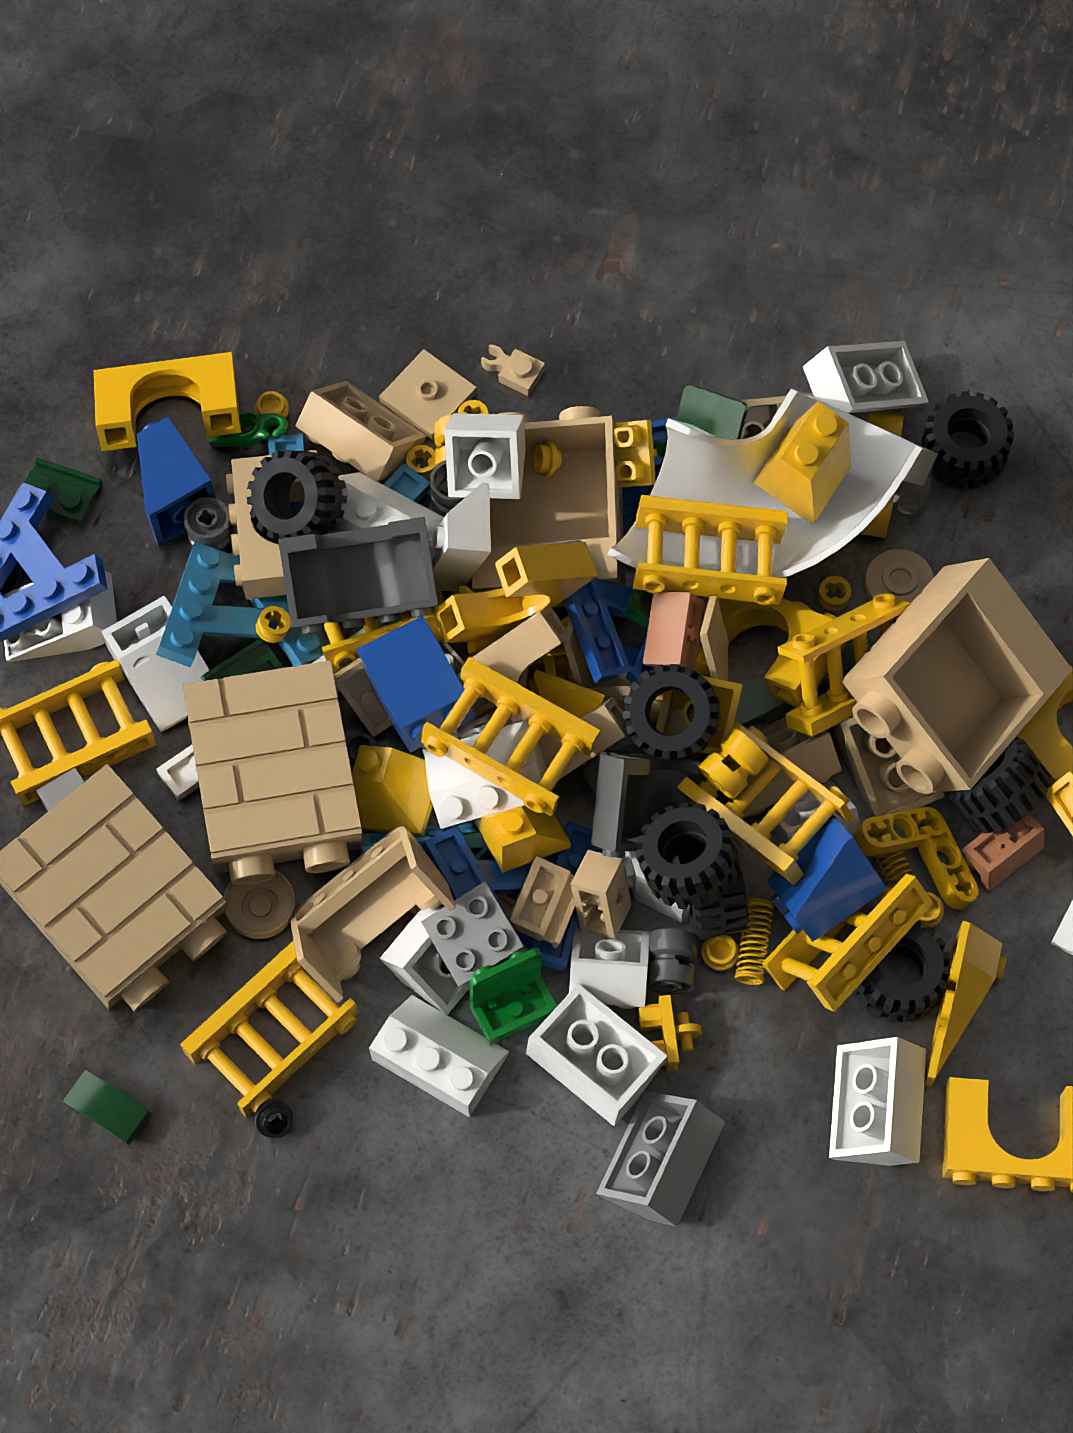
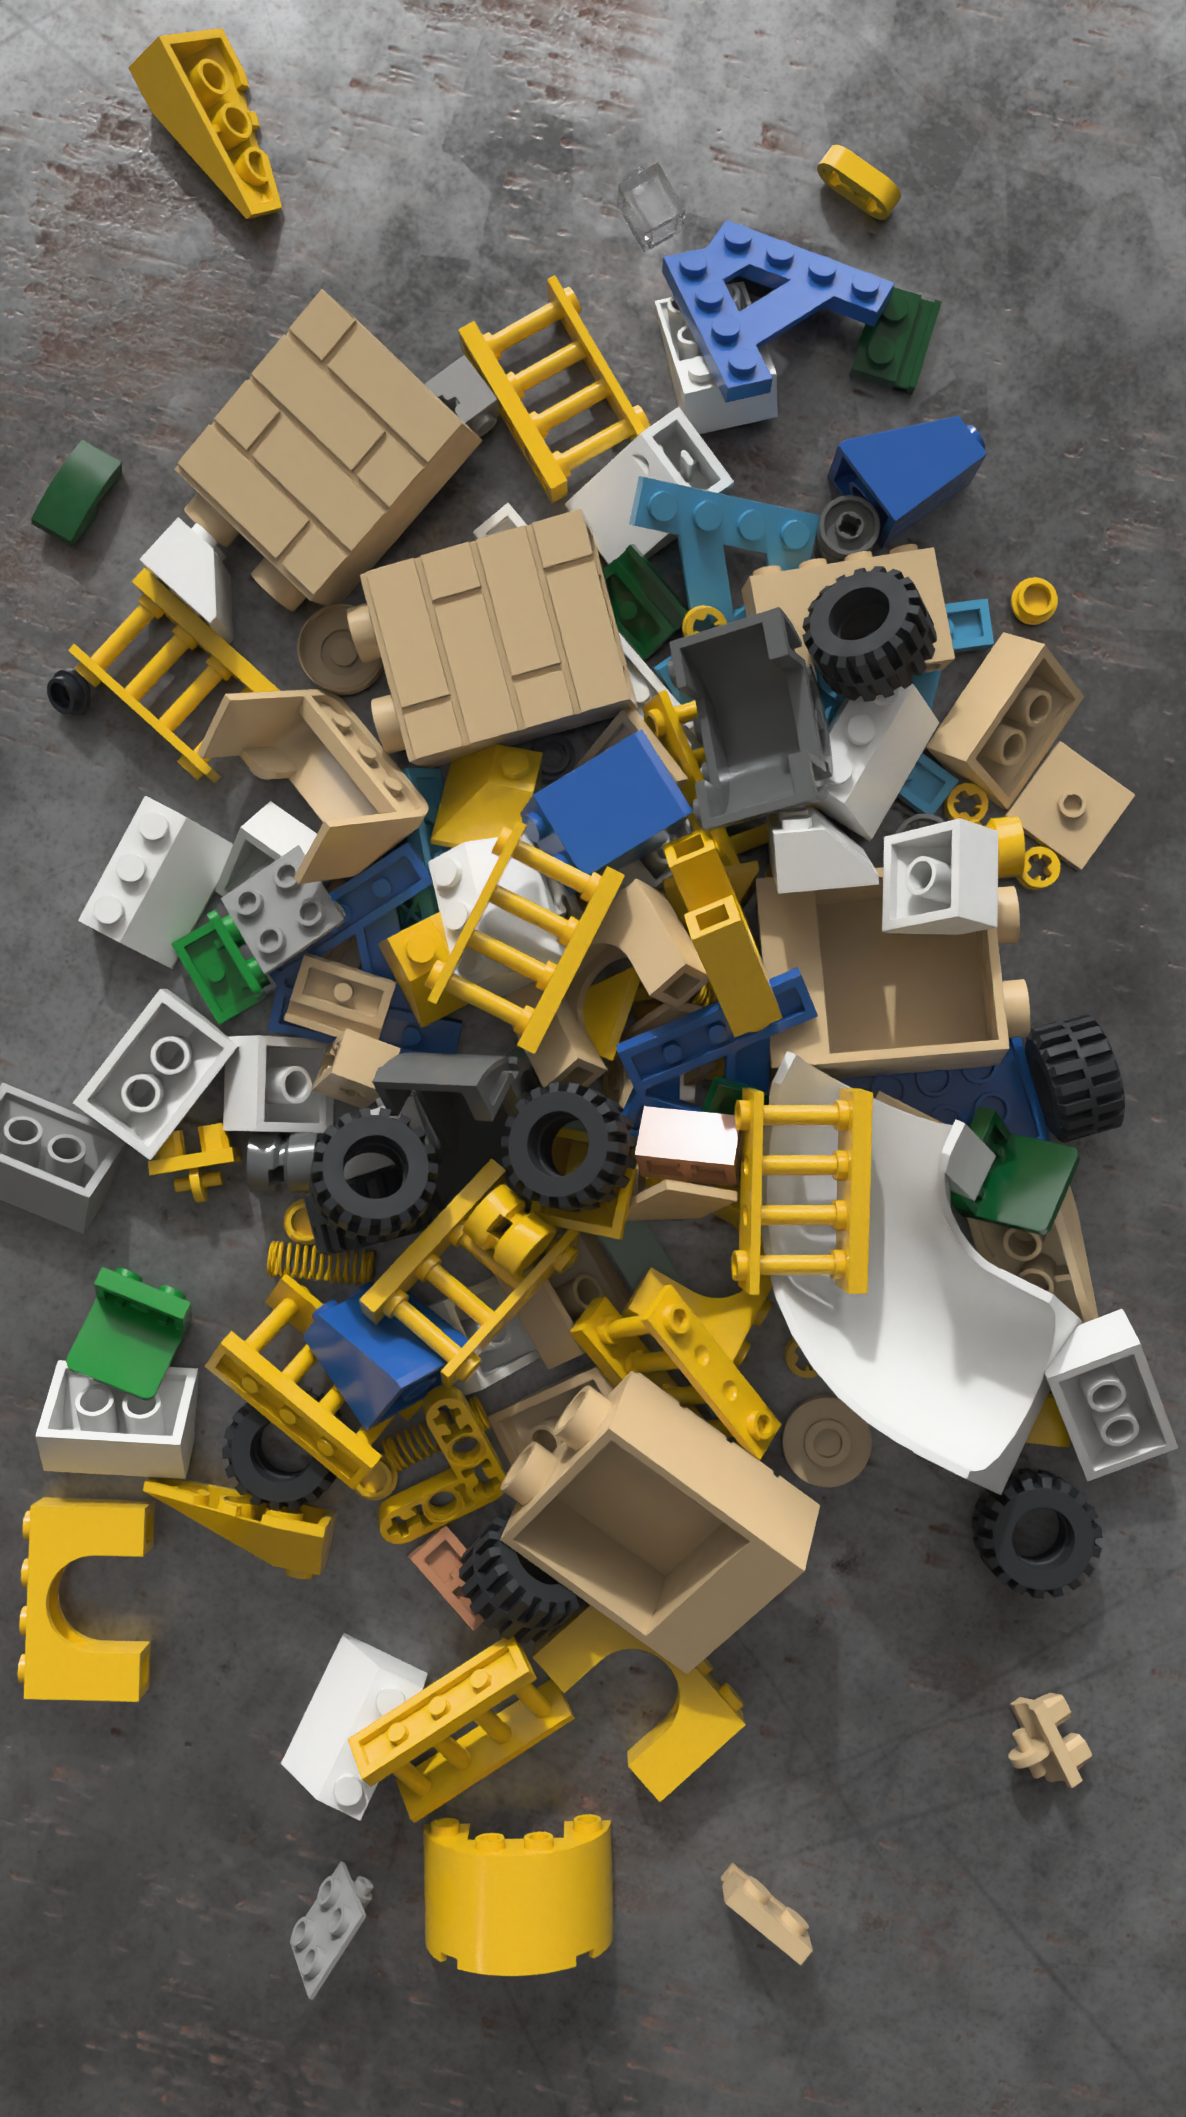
camera: 85 degrees right, 20 degrees up
(127, 389) = (1044, 403): yellow arch -> none
(192, 998) = (194, 572): none -> white slope
(262, 424) = (1005, 589): green piece -> none
(516, 371) = (1113, 923): tan plate -> none
(546, 459) = (958, 966): yellow plate -> none
(634, 387) = (1076, 1077): none -> black tyre
(634, 453) = (965, 1083): yellow hips -> none
(806, 1087) = (130, 1333): none -> green bracket
(809, 462) = (944, 1316): yellow slope -> none

